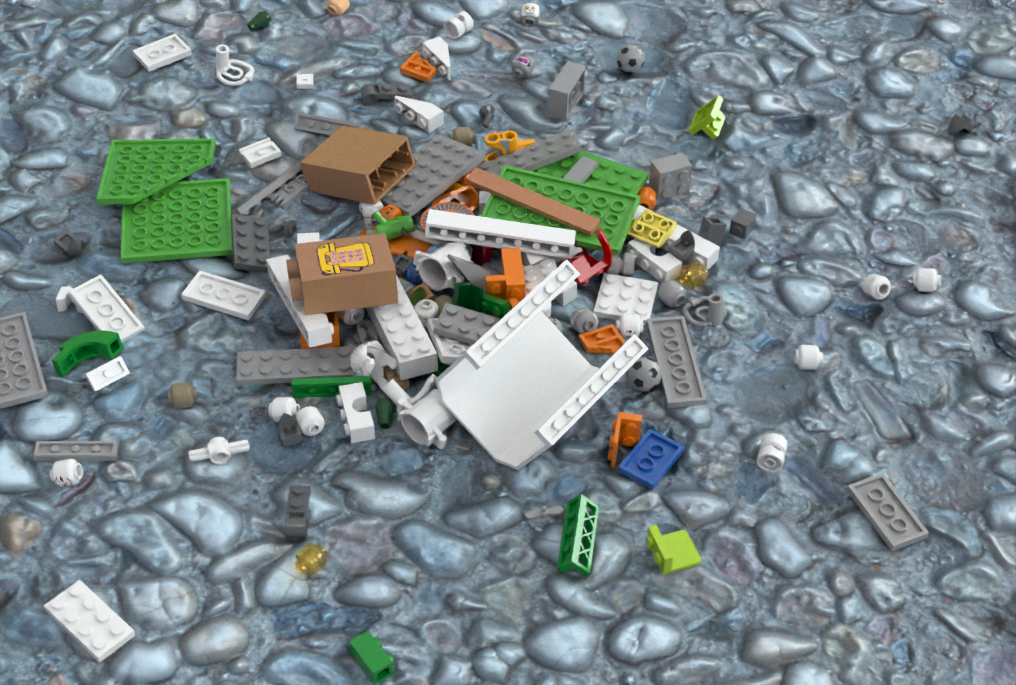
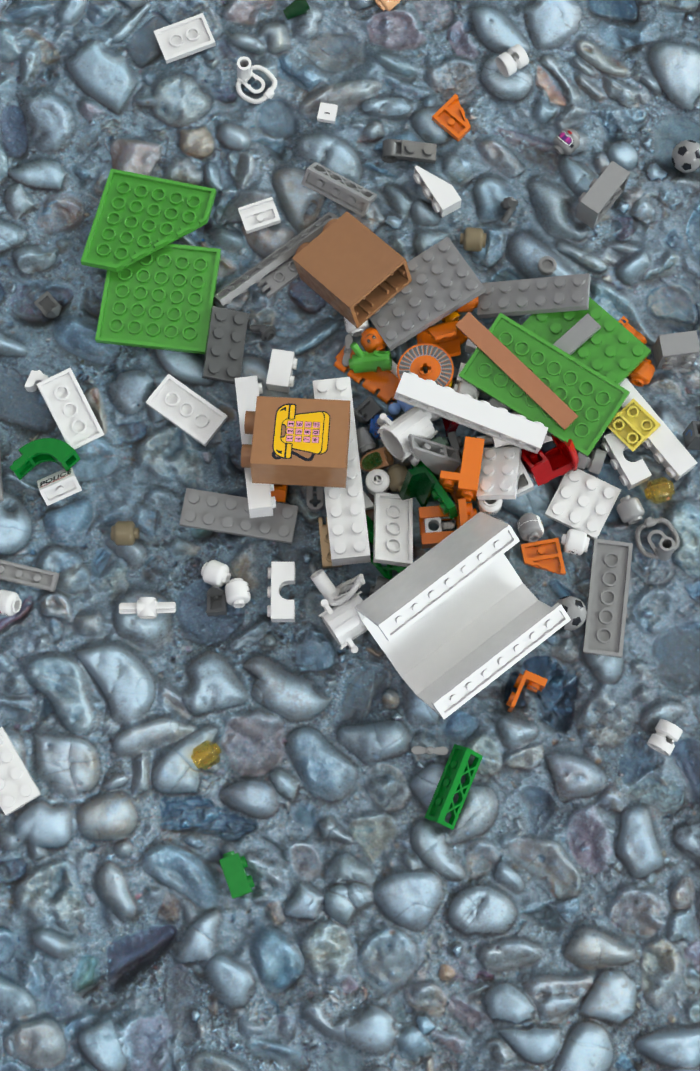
camera: 20 degrees right, 30 degrees up
(297, 511) = (205, 695): dark grey plate -> none
(326, 386) = (259, 552): green plate -> none
(373, 367) = (312, 539): white piece -> none
(384, 412) = (309, 598): dark green cone -> none
(437, 54) = (478, 99): white slope -> none
(463, 324) = (410, 517): light grey plate -> none
(505, 142) = (516, 269): light orange connector -> none
(530, 14) = (596, 57): head -> none
(651, 459) = (547, 713): blue plate -> none
(672, 550) = (536, 825): lime bracket -> none
(683, 246) = (657, 457): dark grey plate -> none

